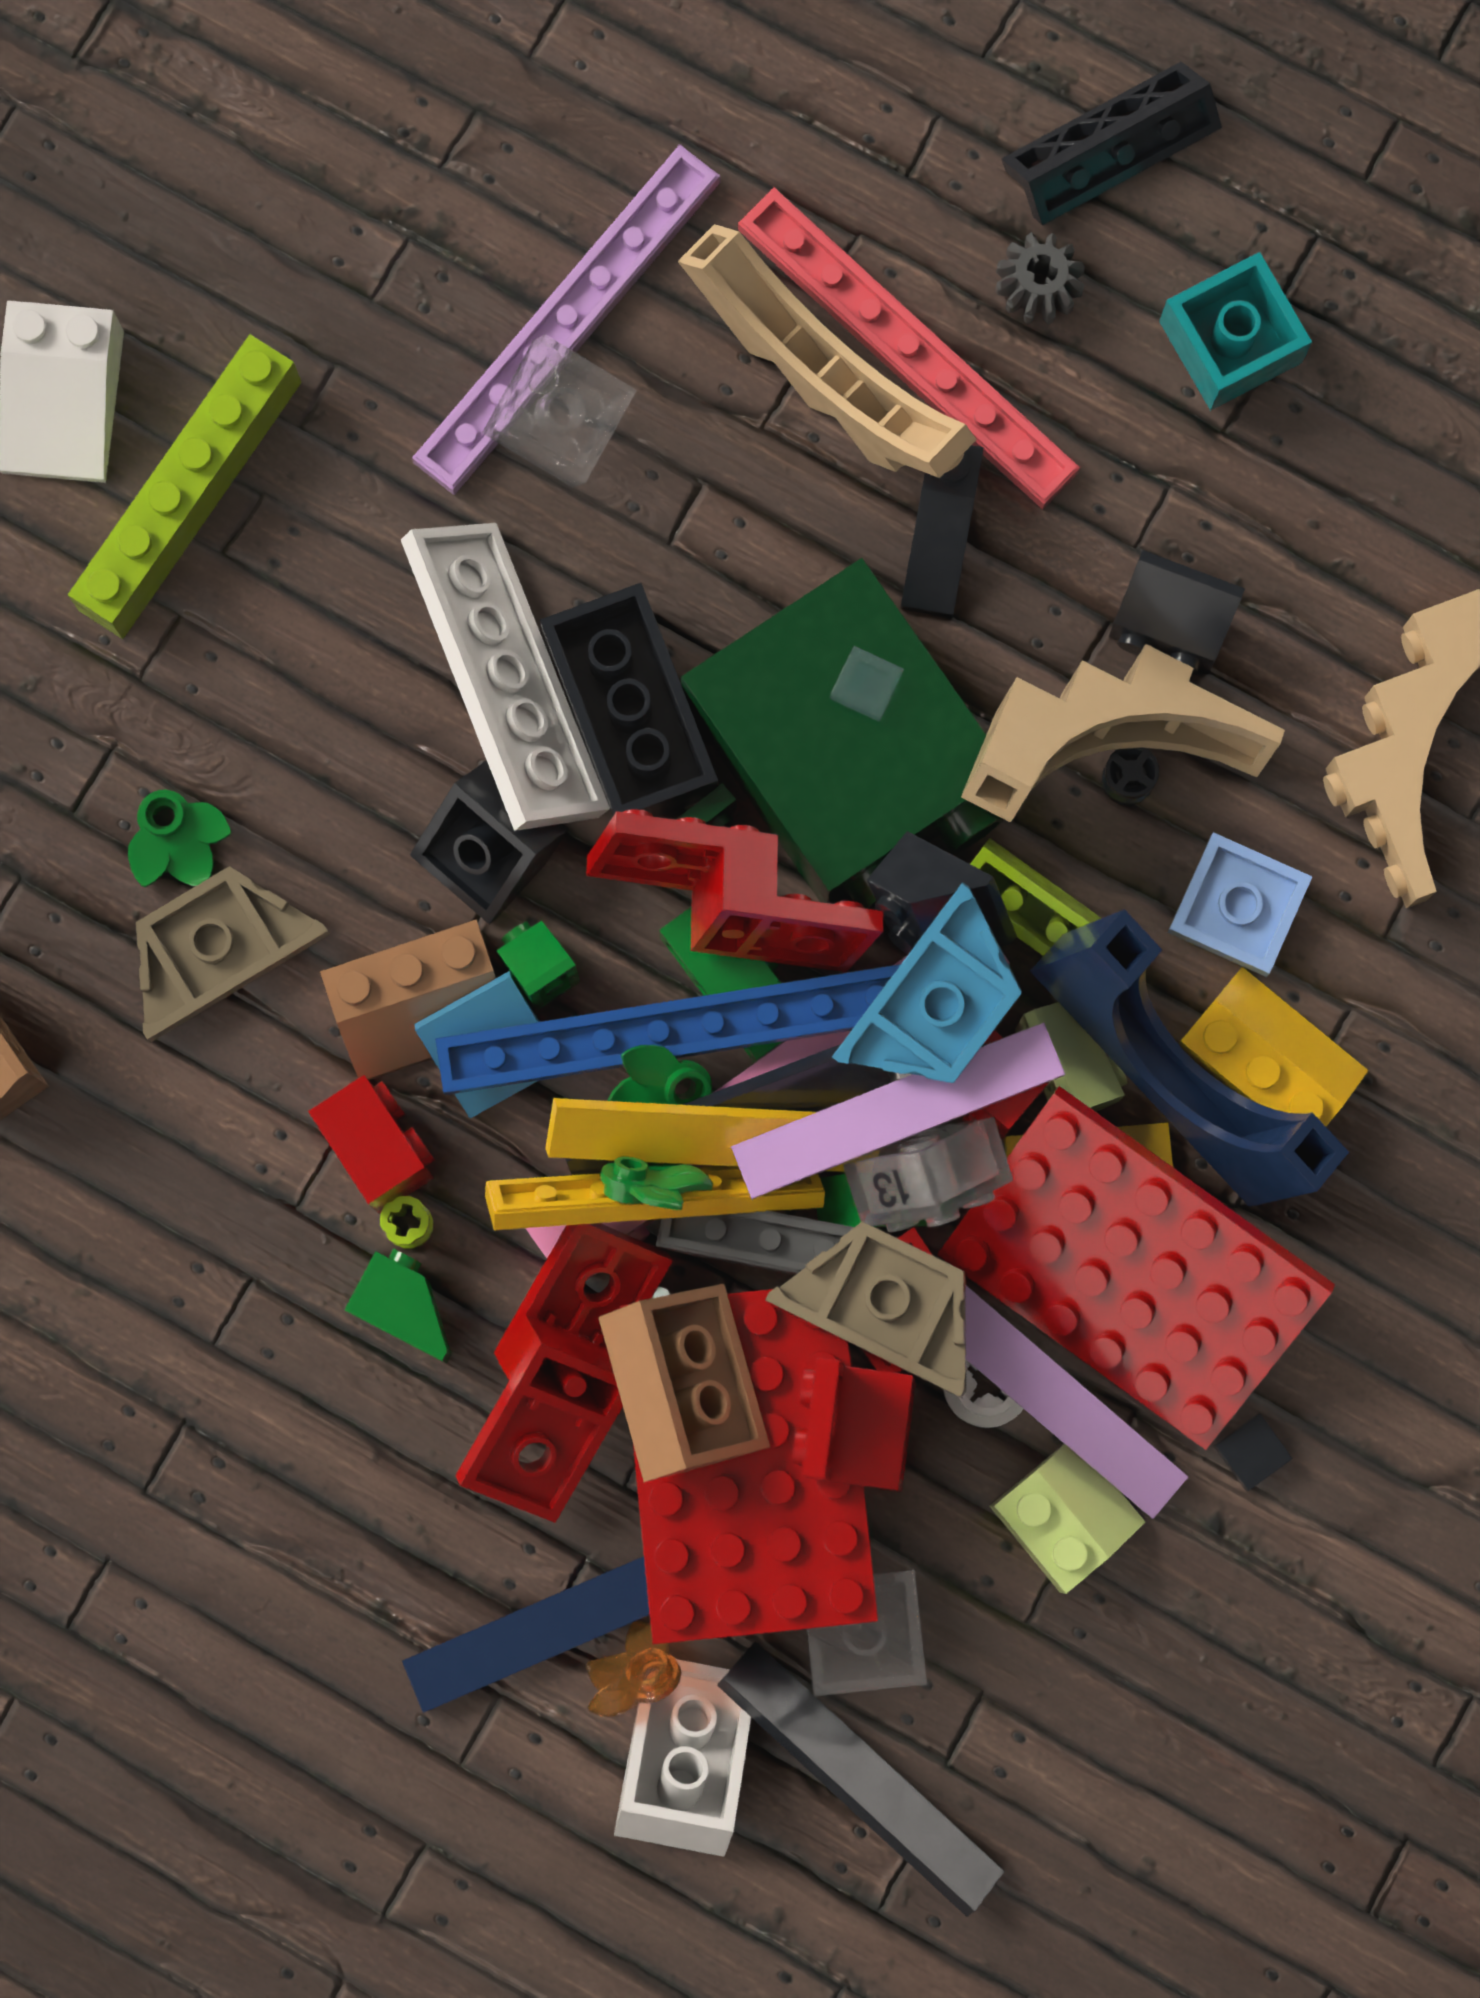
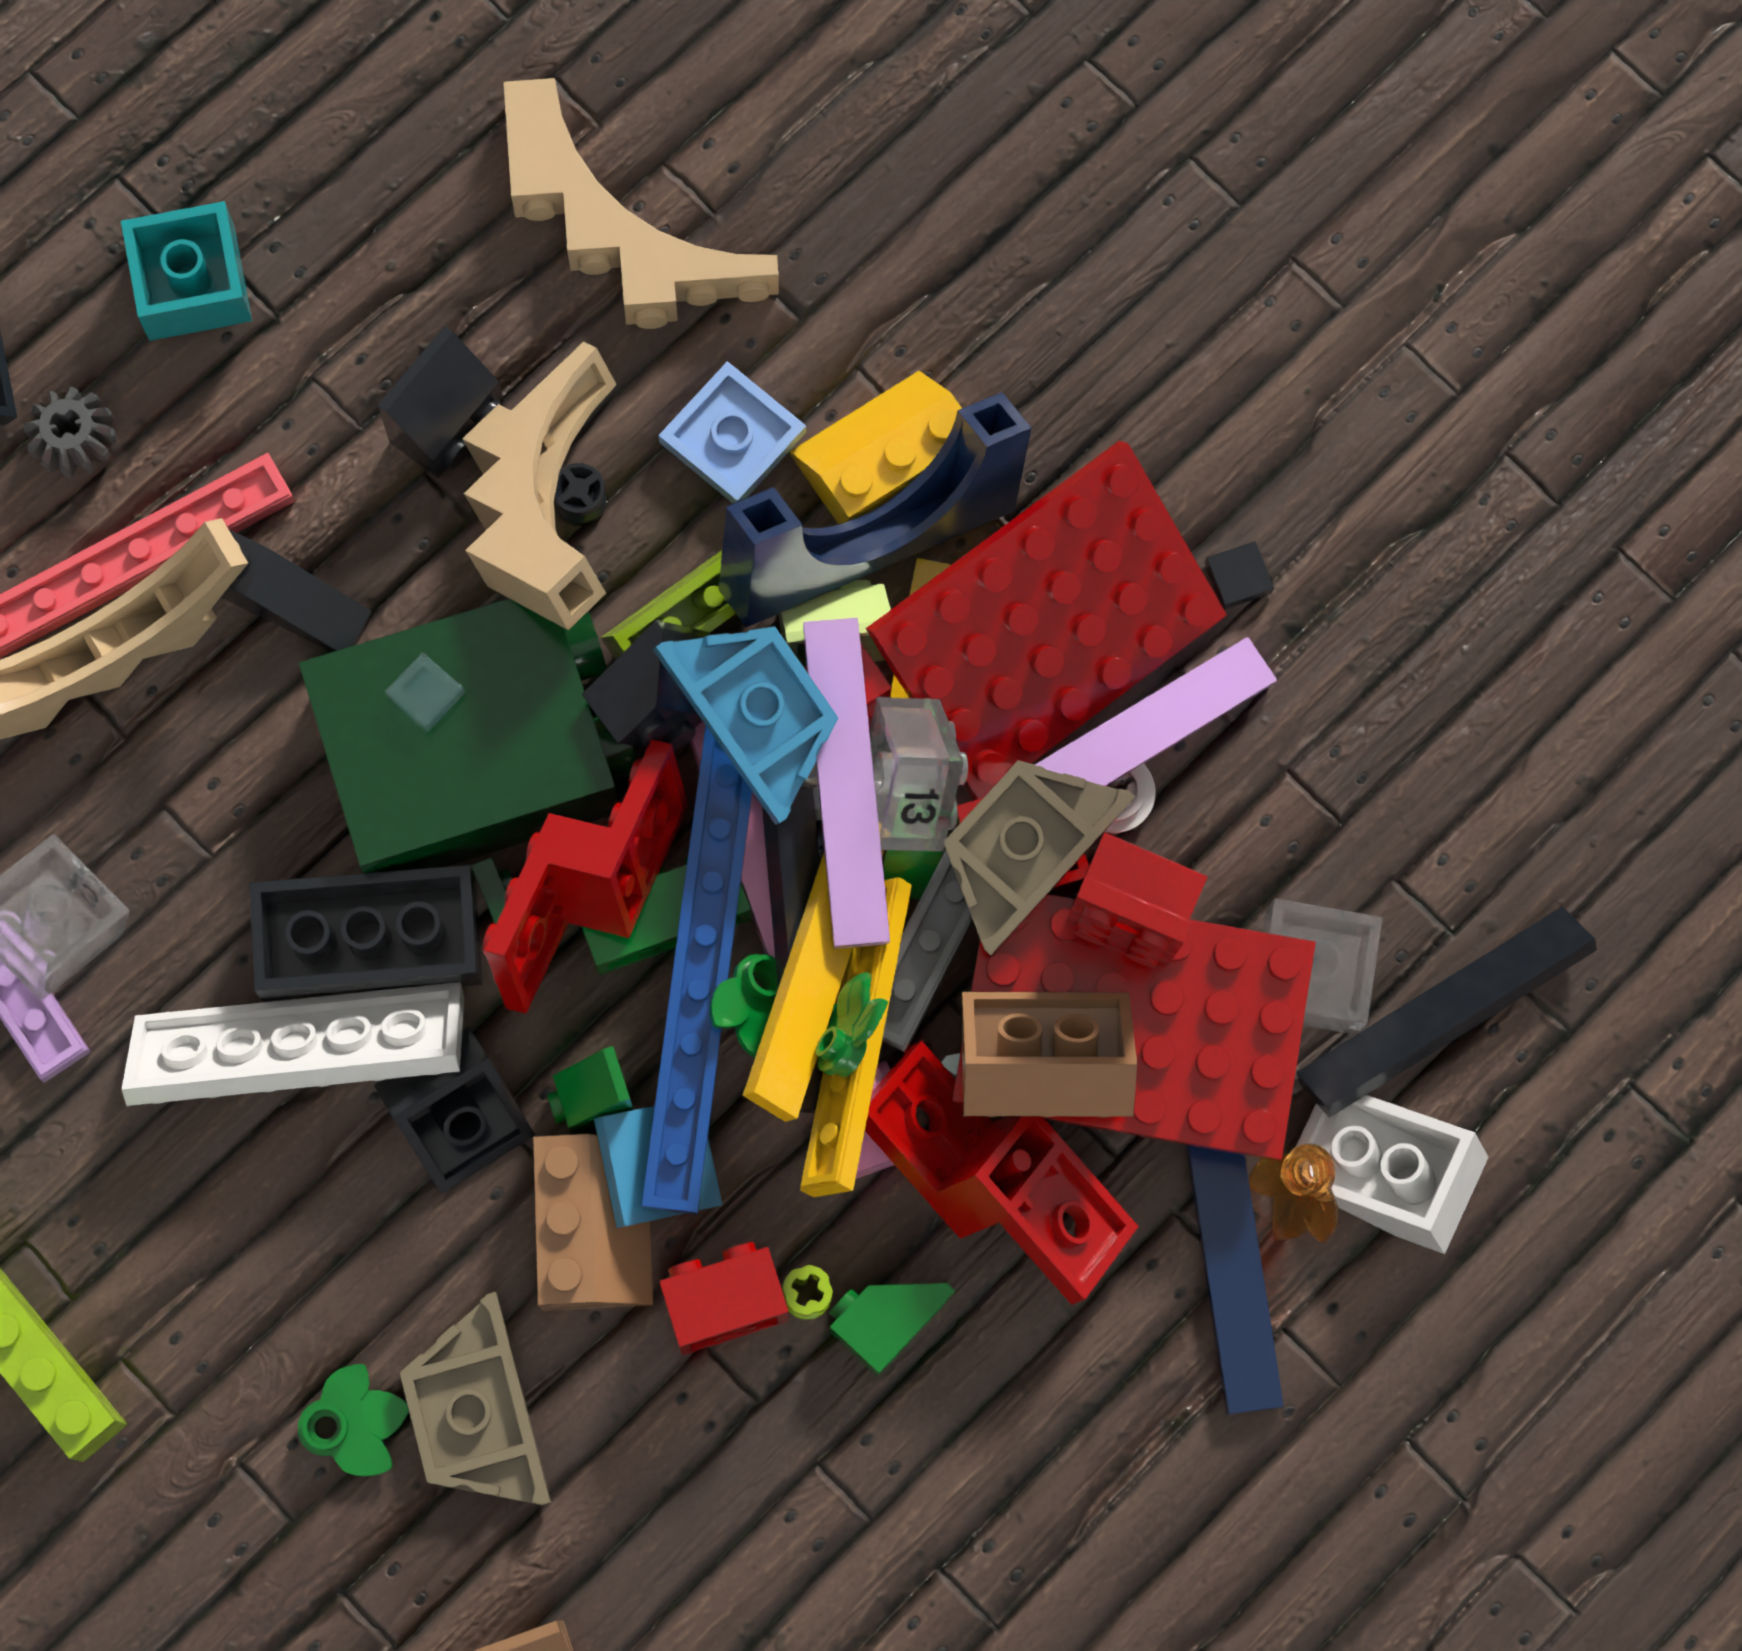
camera: 80 degrees left, 5 degrees down
(1067, 1517) = (1257, 756): yellowish green slope -> none

